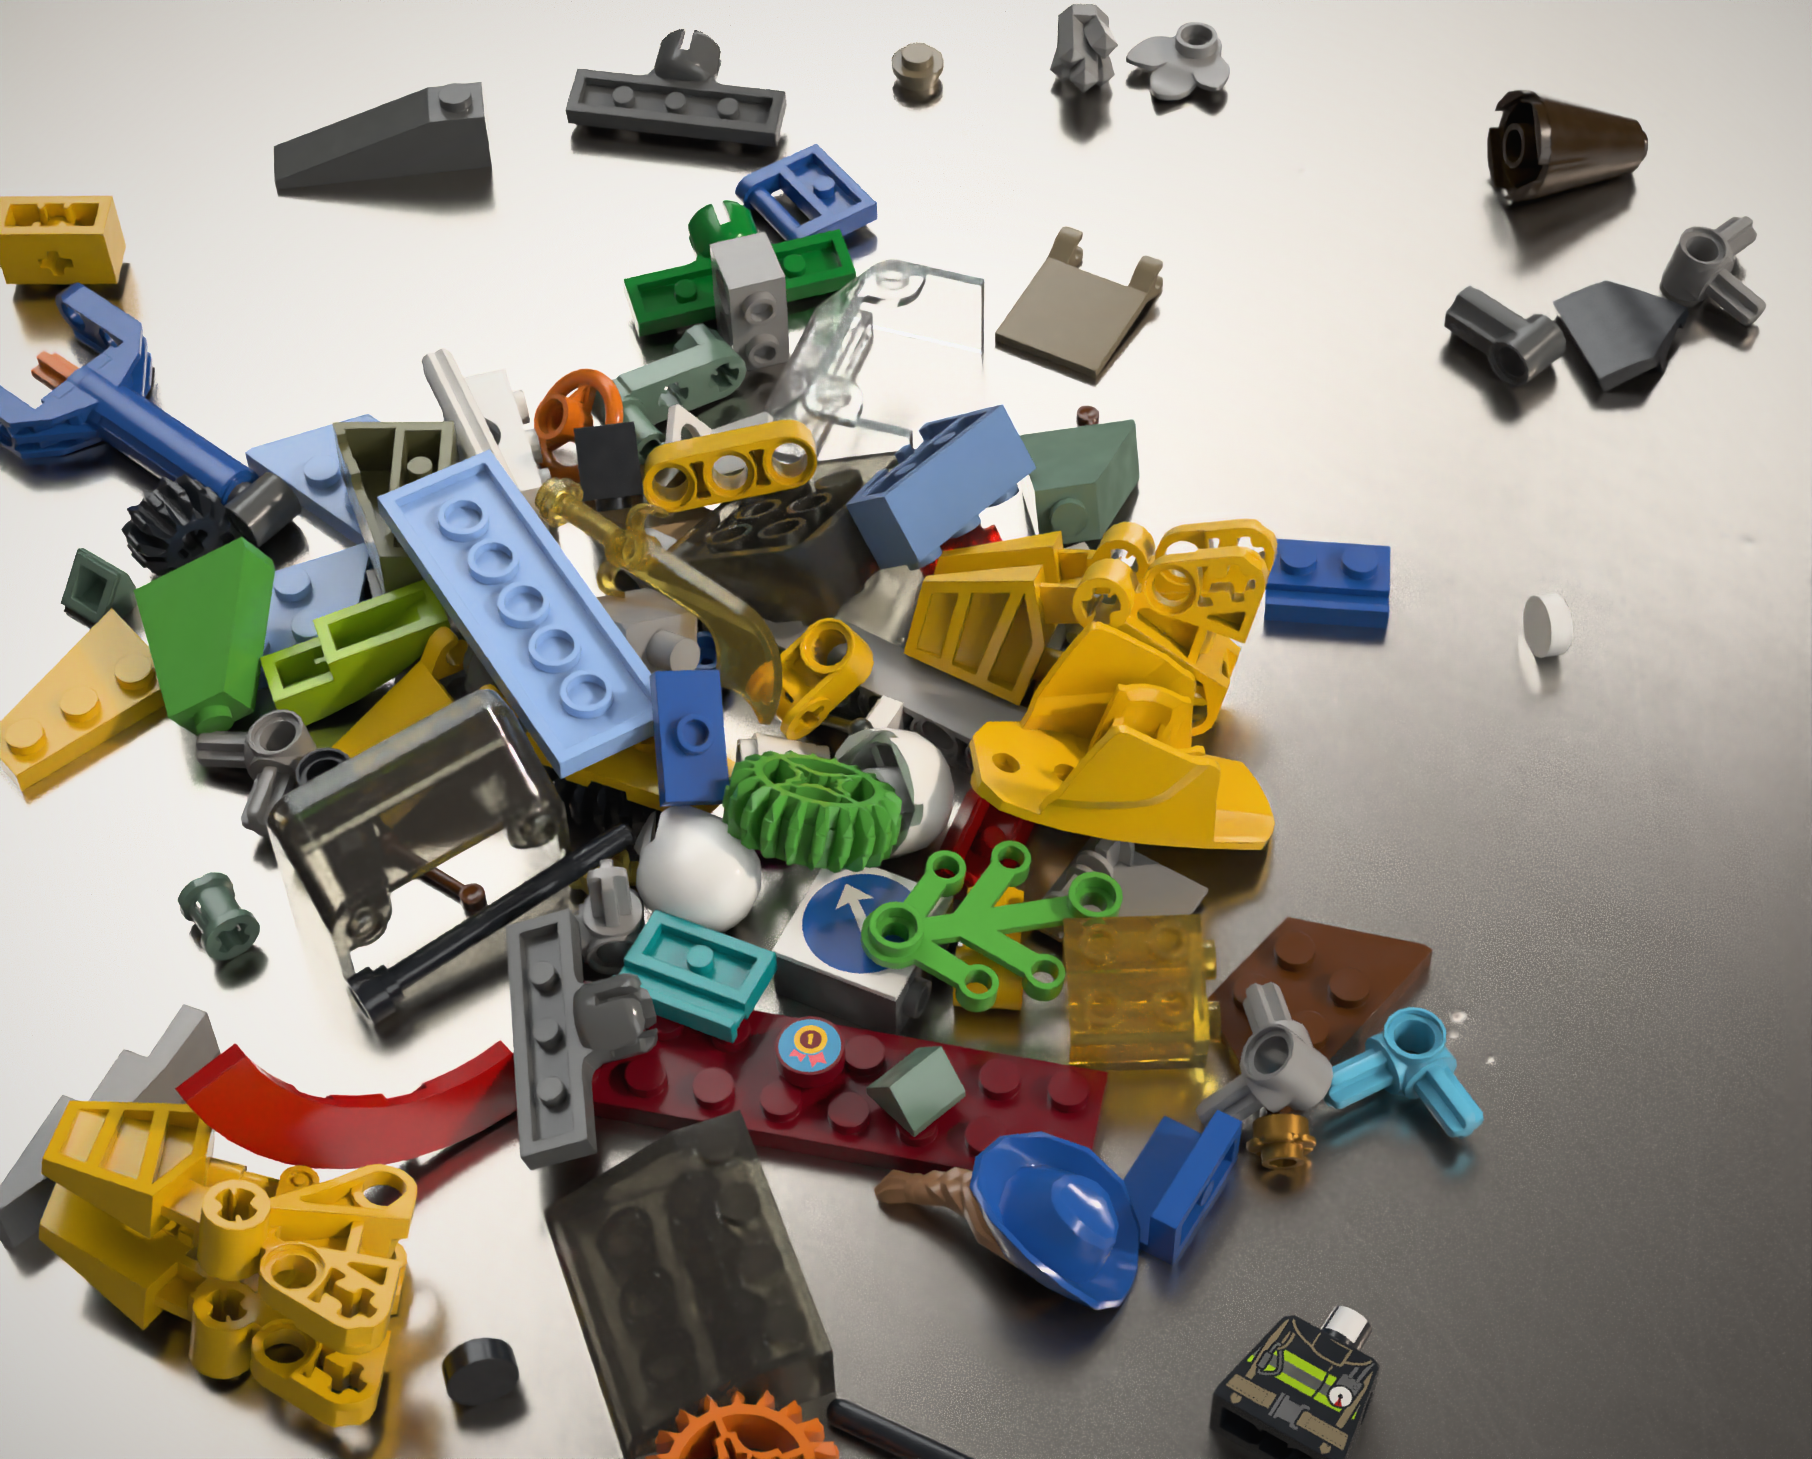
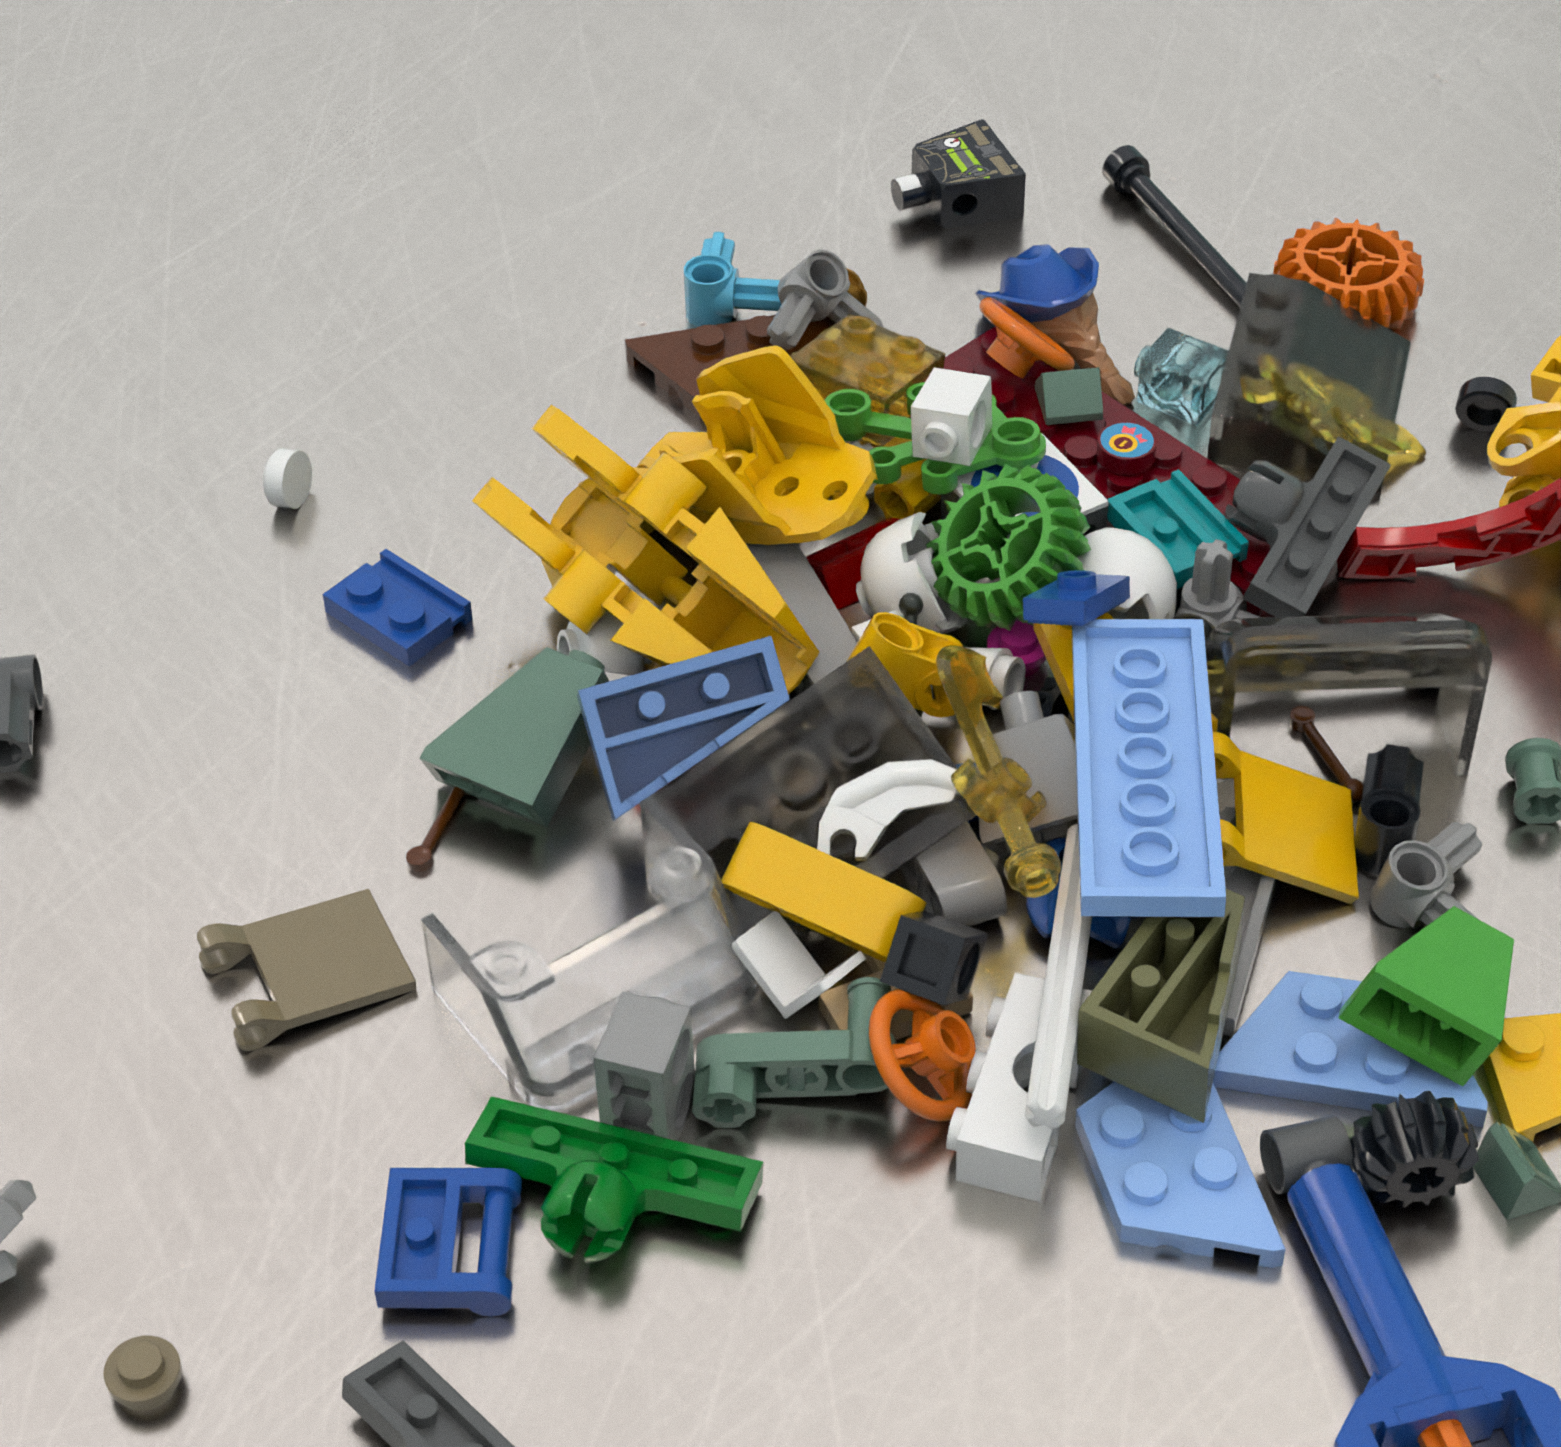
camera: 145 degrees left, 5 degrees down
(354, 652) = (1304, 920): lime slope -> none
(649, 1204) = (1325, 399): none -> clear yellow piece
(729, 516) = (878, 797): none -> white piece
(835, 1217) = (1180, 375): none -> clear light blue brick
(963, 889) = (951, 416): none -> white brick
(1009, 1073) = (1021, 342): none -> orange piece
(1179, 1179) = (932, 299): blue panel -> none

